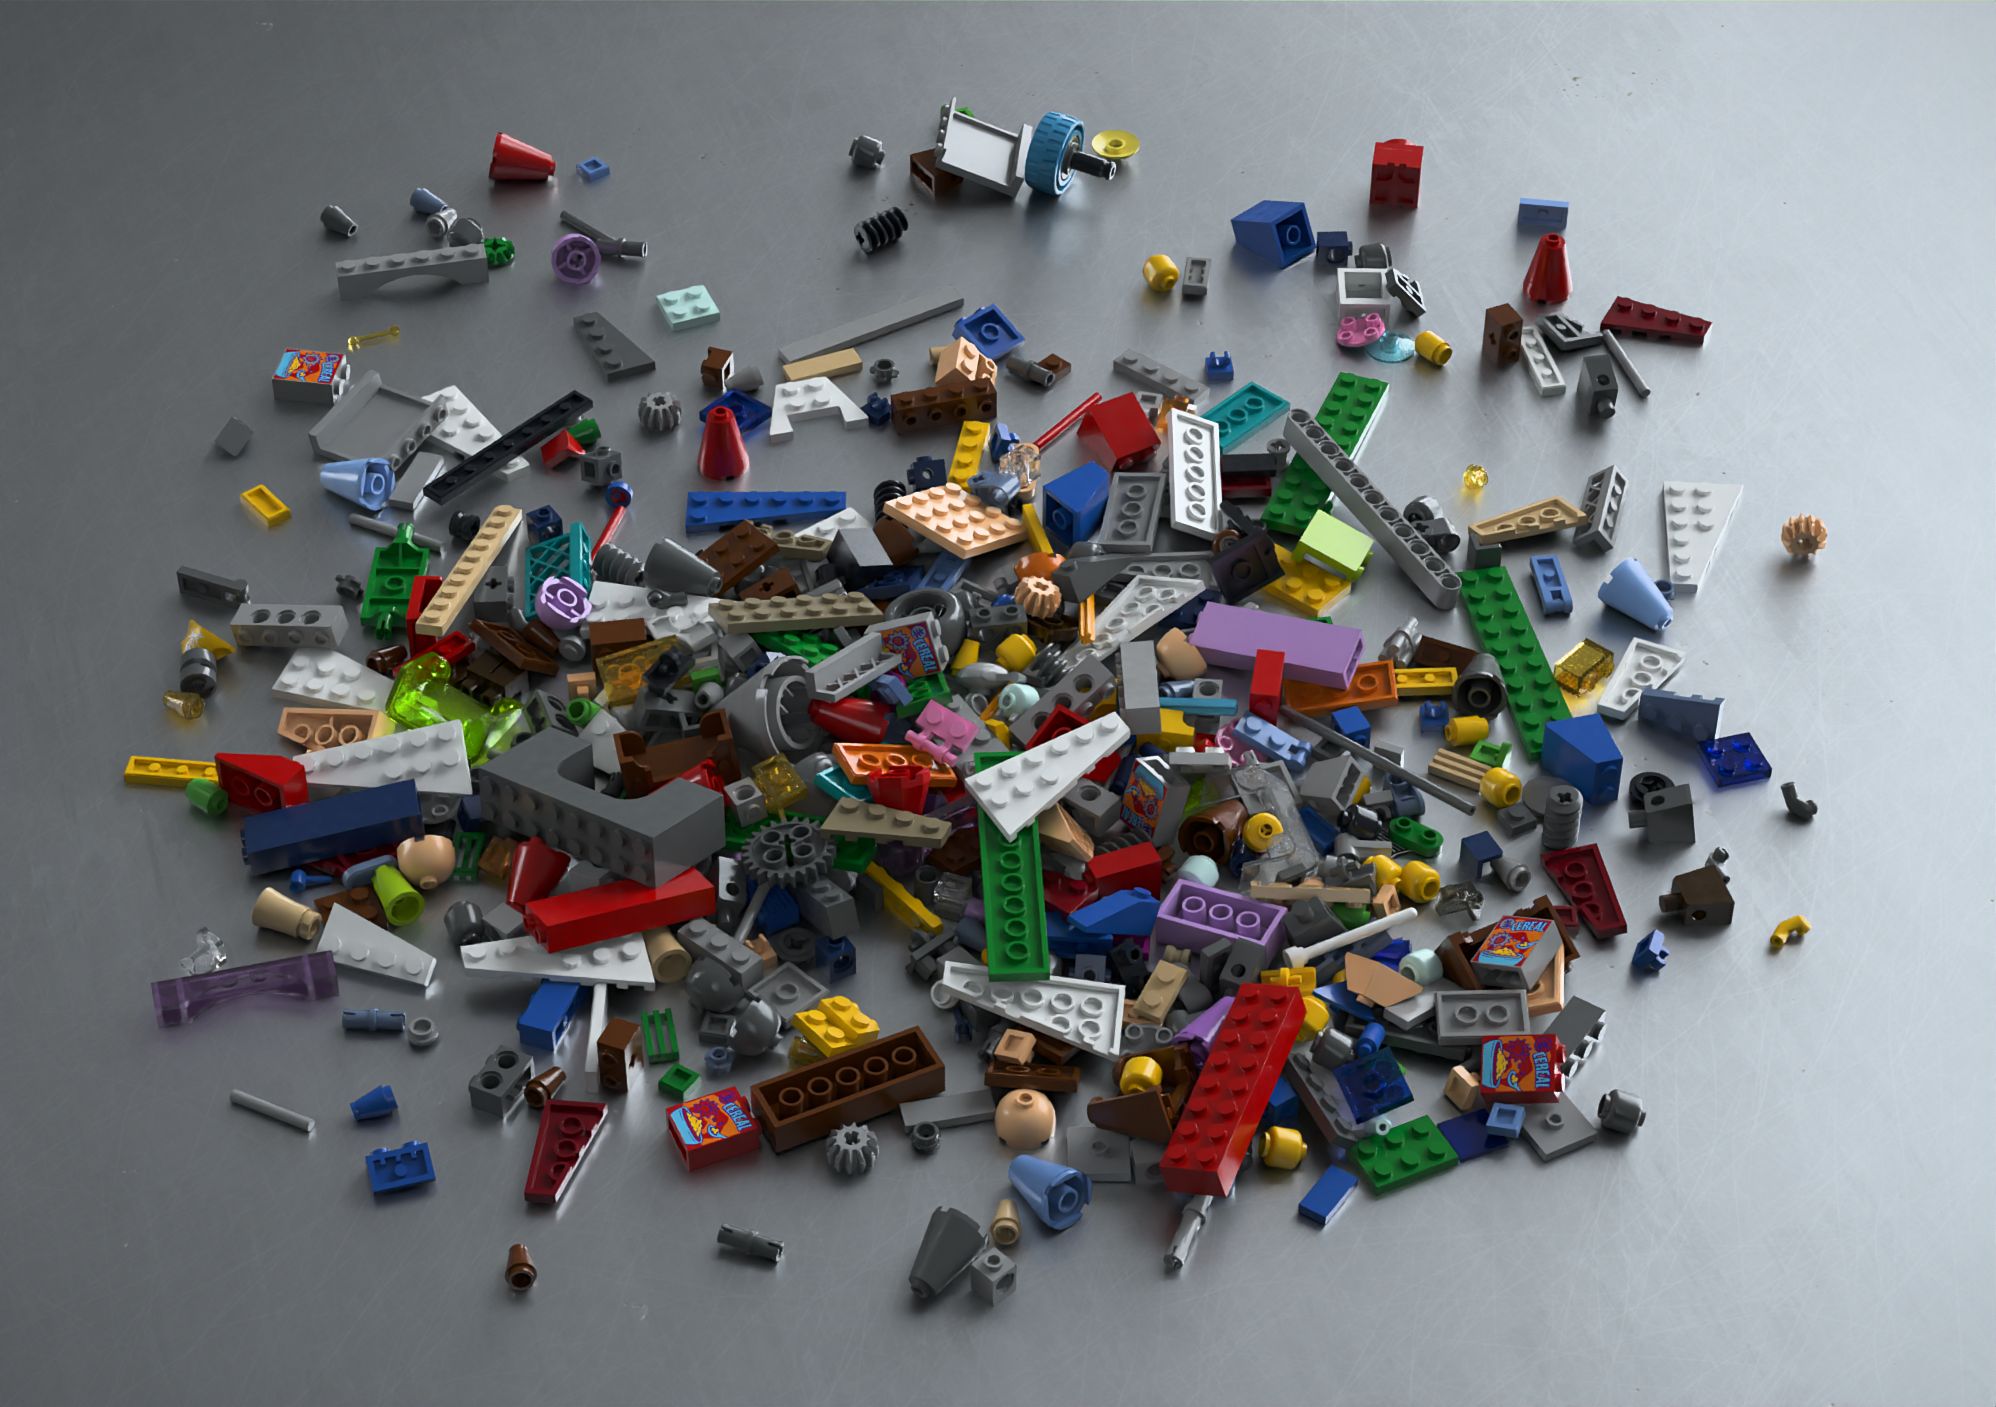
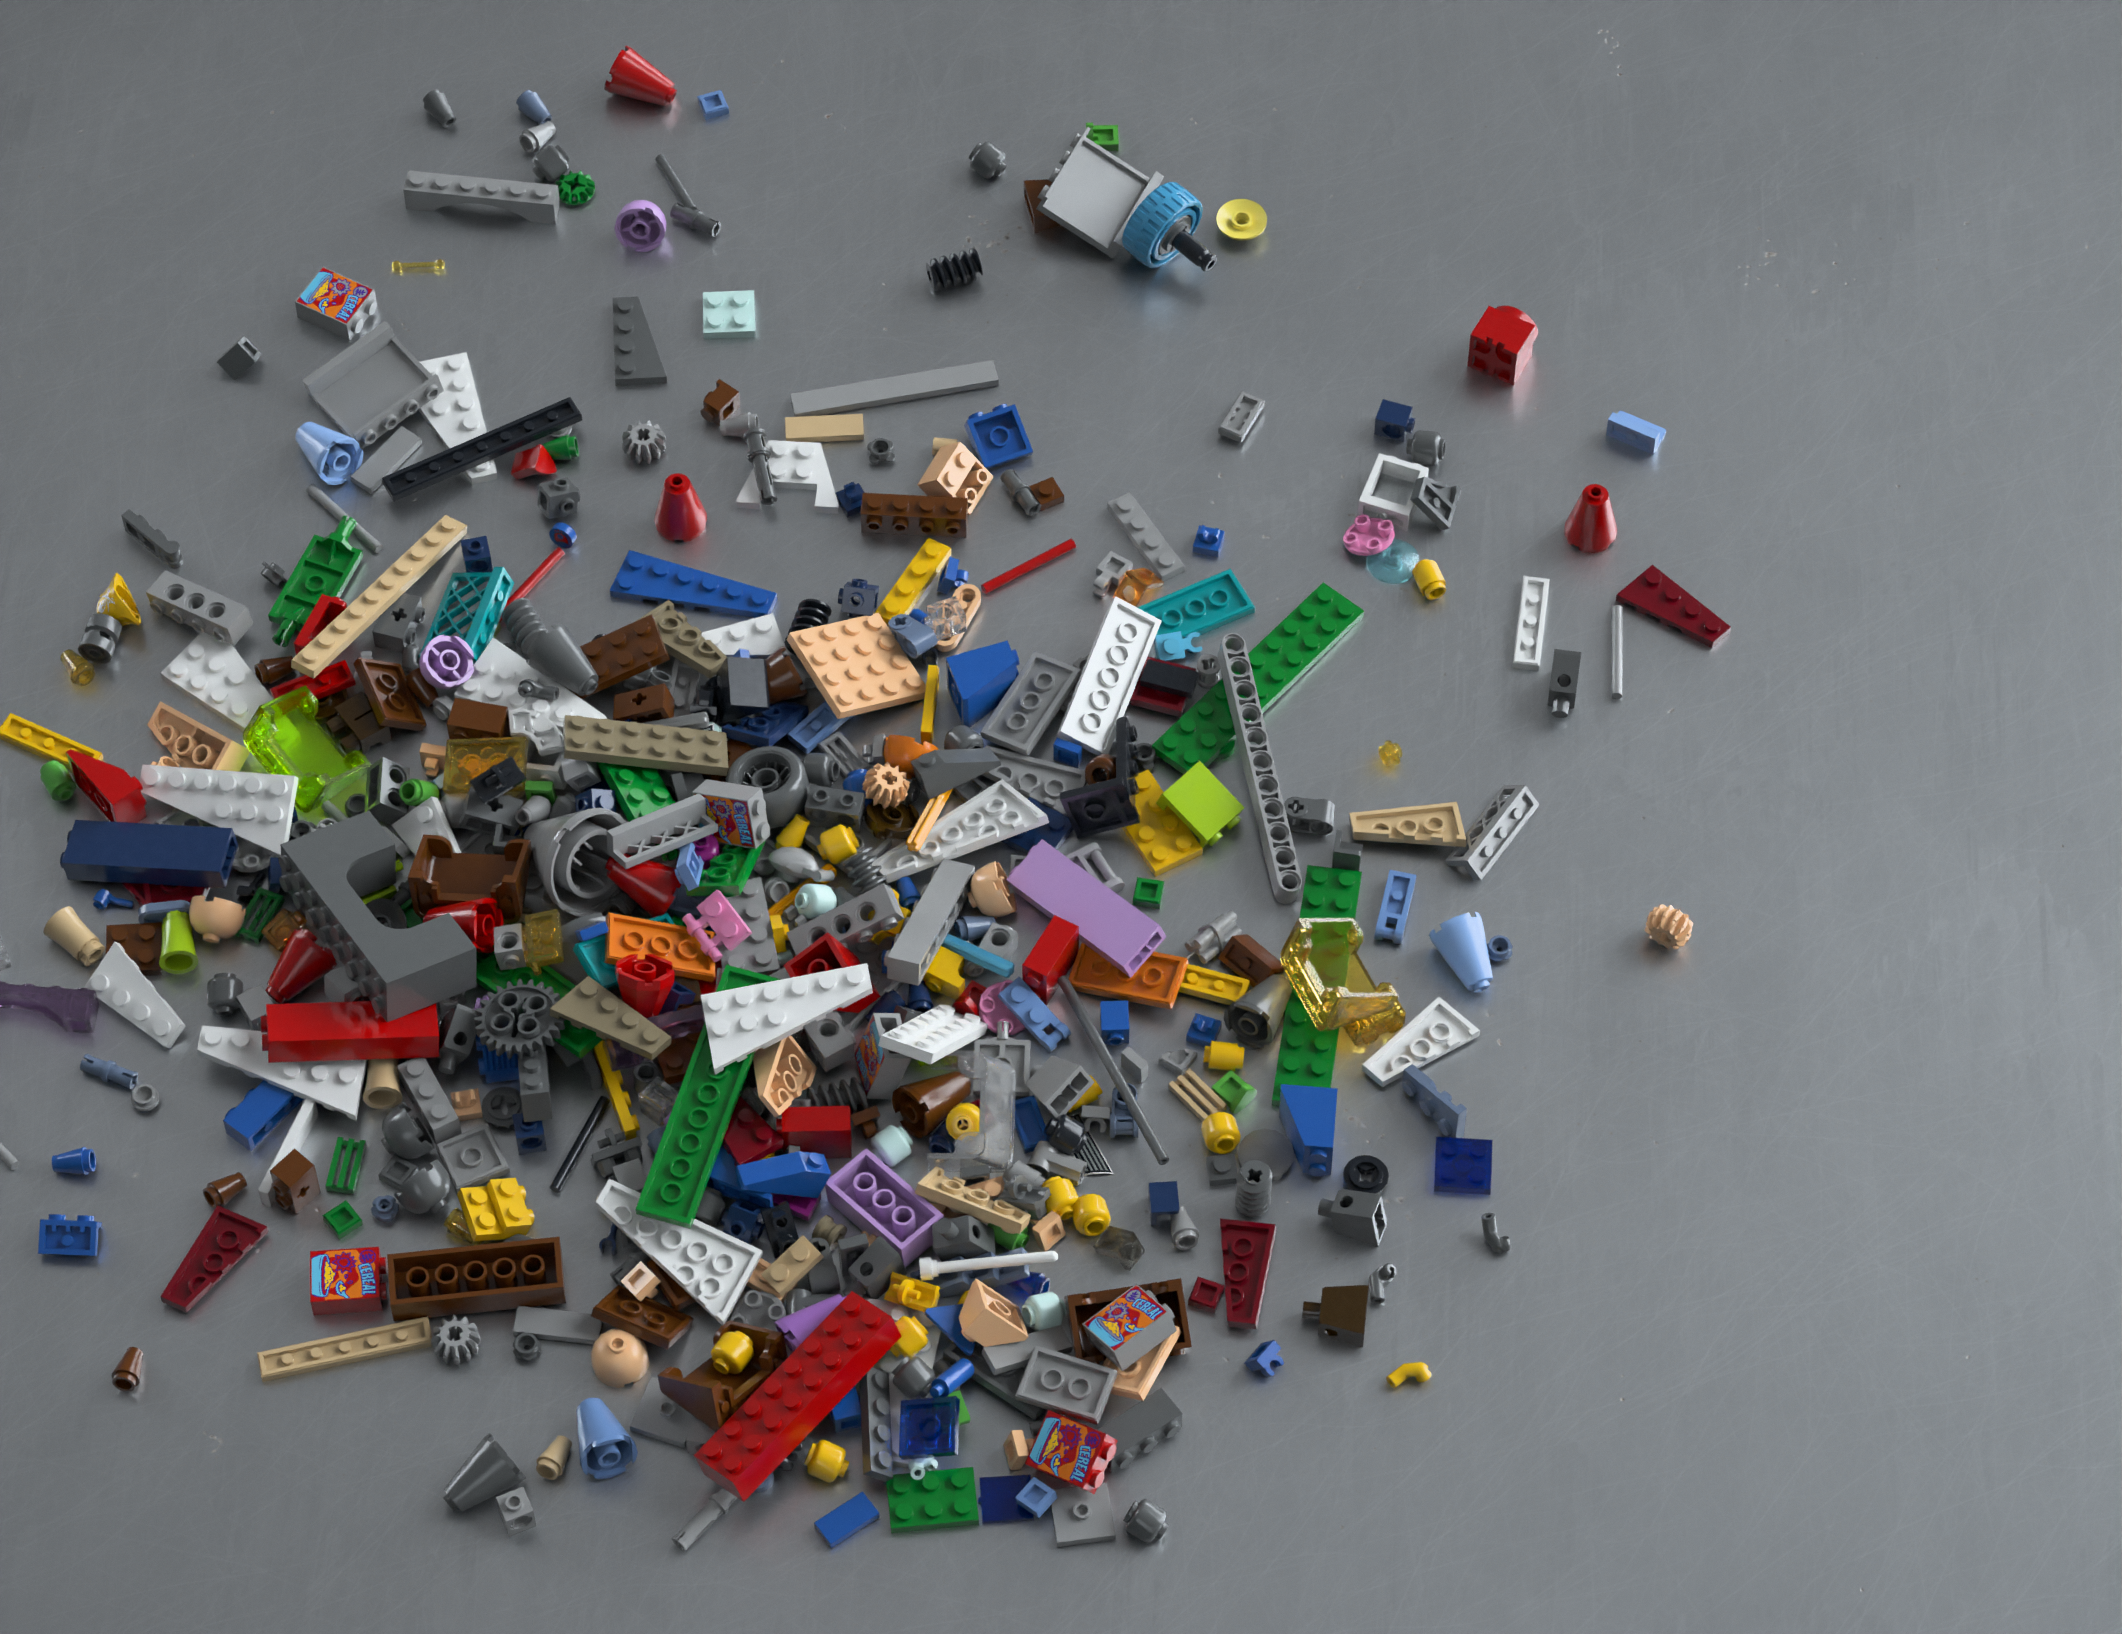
camera: 20 degrees right, 15 degrees up
(265, 505) = (238, 450): yellow tile -> none
(464, 525) = (406, 531): black wheel -> none
(501, 1081) = (193, 1177): dark grey brick -> none
(738, 1190) = (344, 1349): none -> tan tile
(747, 410) = (714, 465): clear blue plate -> none
(750, 1242) = (330, 1407): dark grey pin -> none
(751, 912) = (466, 1071): light grey bar -> none
(776, 394) = (759, 457): none -> dark grey pin
(826, 761) = (591, 931): none -> blue tile
(888, 957) = (579, 1144): none -> black bar
(1119, 432) = (1065, 602): red slope -> none
(1160, 272) = (1204, 404): yellow head -> none
(1185, 540) = (1067, 753): none -> blue tile
(1236, 444) = (1172, 646): none -> medium azure plate
(1275, 231) = (1345, 382): blue slope -> none
(1327, 750) = (1081, 1043): dark grey plate -> none
(1415, 836) = (1115, 1159): green plate -> none
(1422, 509) = (1312, 784): dark grey head -> none
(1424, 748) = (1178, 1060): none -> light grey tile
(1502, 334) = (1500, 587): reddish brown brick -> none
(1514, 632) = (1330, 975): none -> clear yellow windscreen
(1566, 332) = (1575, 596): dark grey wing -> none
(1694, 526) = (1577, 874): white wing -> none

